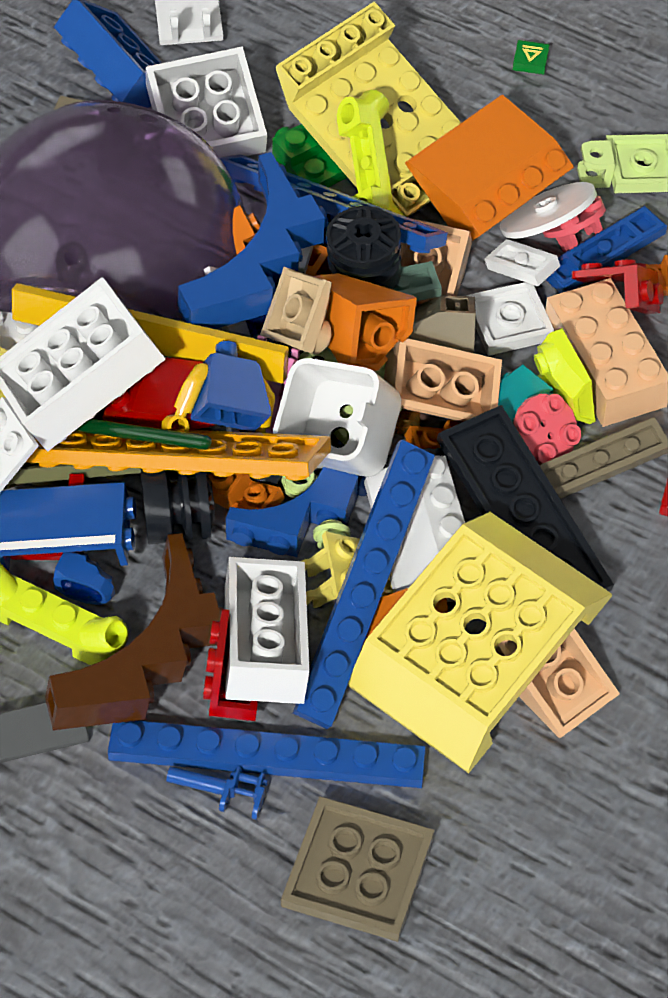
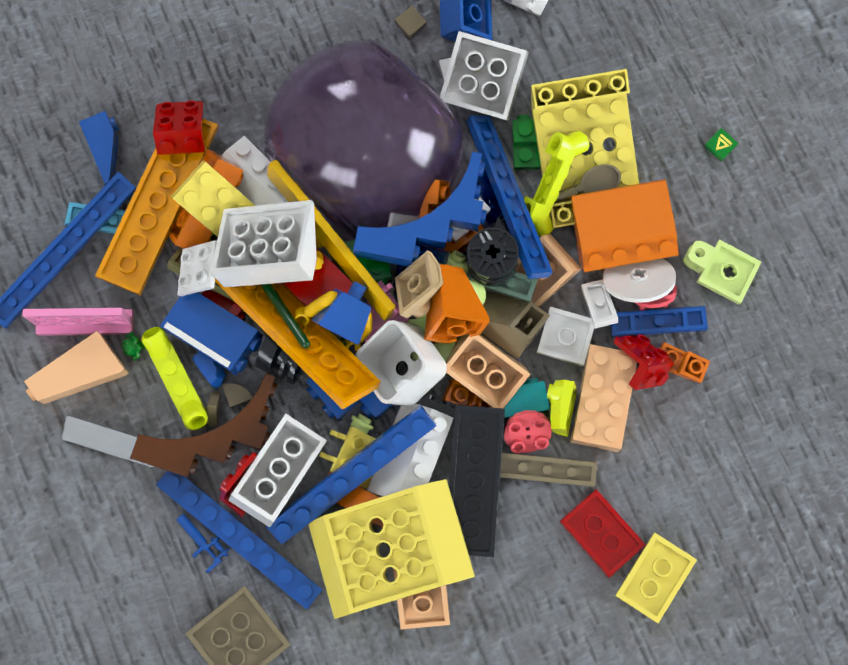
camera: 35 degrees right, 25 degrees up
(123, 613) = (213, 408): none -> dark tan tile
(141, 596) = (236, 394): none -> dark tan tile
(415, 139) = (595, 179): none -> dark tan piece

